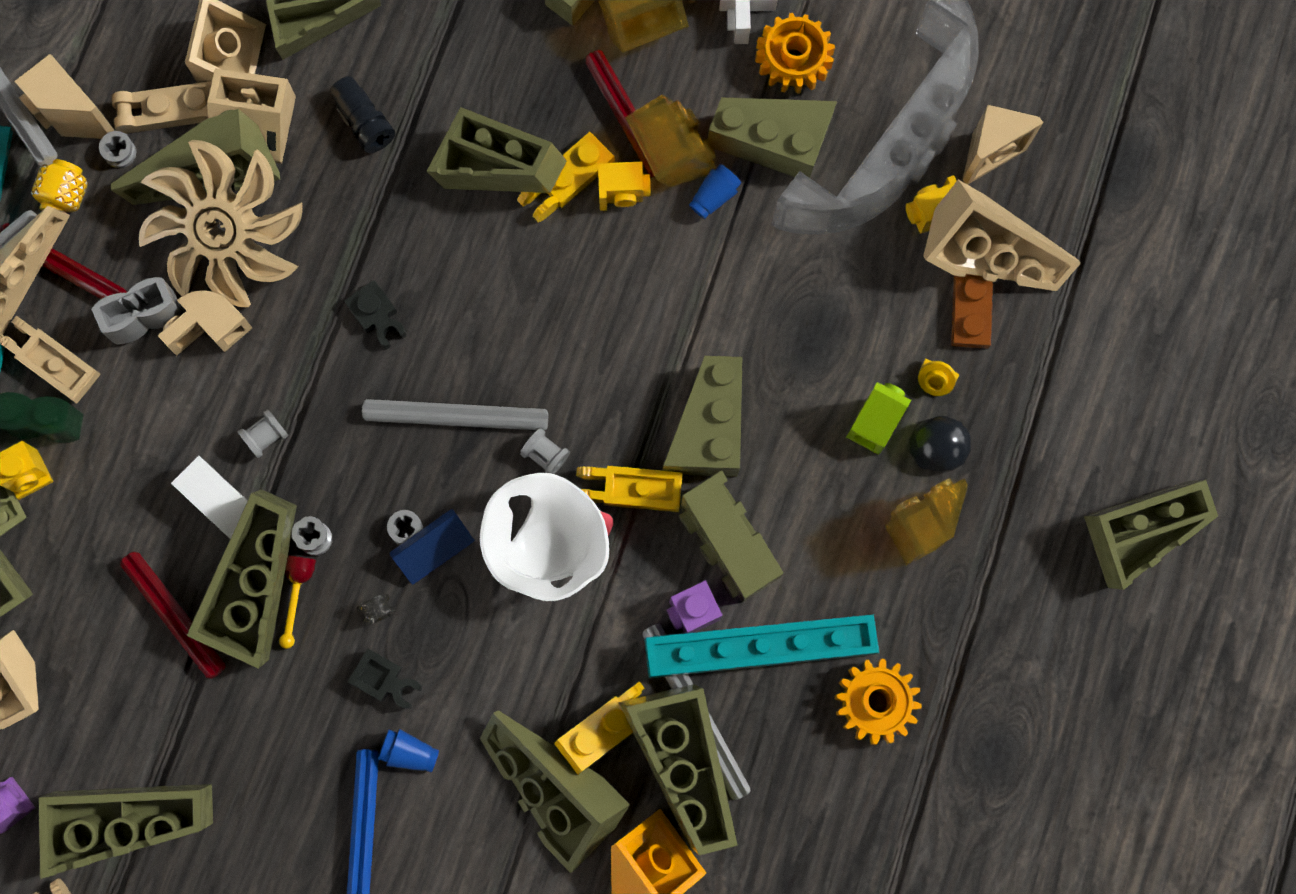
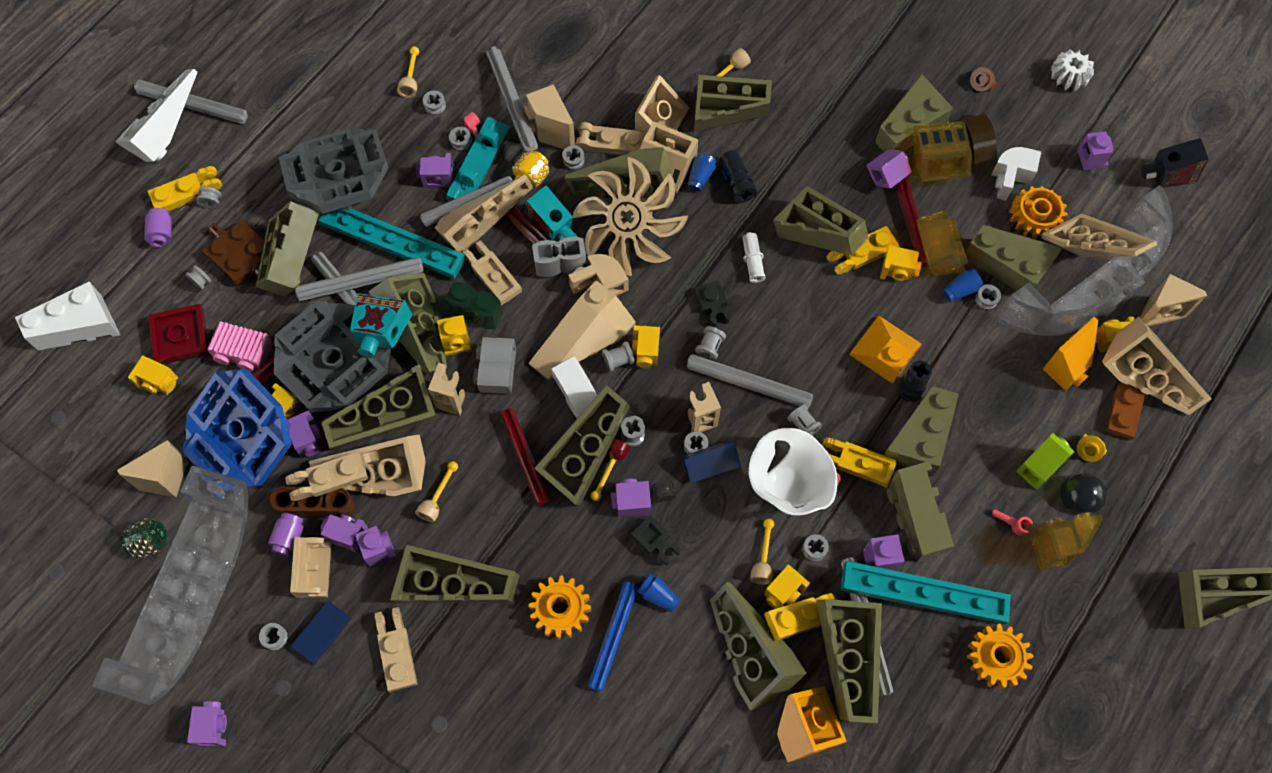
camera: 20 degrees right, 10 degrees down
(24, 557) = (444, 391): none -> tan hinge
(61, 729) = (429, 509): none -> hinge
(93, 496) = (495, 365): none -> light grey brick
(99, 248) = (549, 215): none -> teal torso
(207, 404) = (589, 326): none -> tan wedge
(258, 816) = (560, 592): none -> light orange gear
(298, 407) = (646, 345): none -> yellow brick
(307, 121) = (701, 170): none -> blue cone
(335, 632) = (632, 498): none -> medium lavender brick
(387, 376) = (710, 343): none -> light grey bush
(403, 485) = (705, 412): none -> tan hinge
(415, 231) = (753, 258): none -> white axle
(538, 680) = (761, 571): none -> tan hinge
(572, 44) = (889, 168): none -> medium lavender brick
(575, 696) = (785, 588): none -> yellow brick
(598, 614) = (813, 539): none -> light grey bush
(631, 313) = (885, 349): none -> light orange slope
(676, 365) = (914, 381): none -> black axle
(753, 208) = (986, 303): none -> light grey bush
(856, 510) = (1015, 523): none -> coral hand
(879, 77) = (1097, 238): none -> tan wedge
(887, 257) = (1074, 357): none -> light orange slope

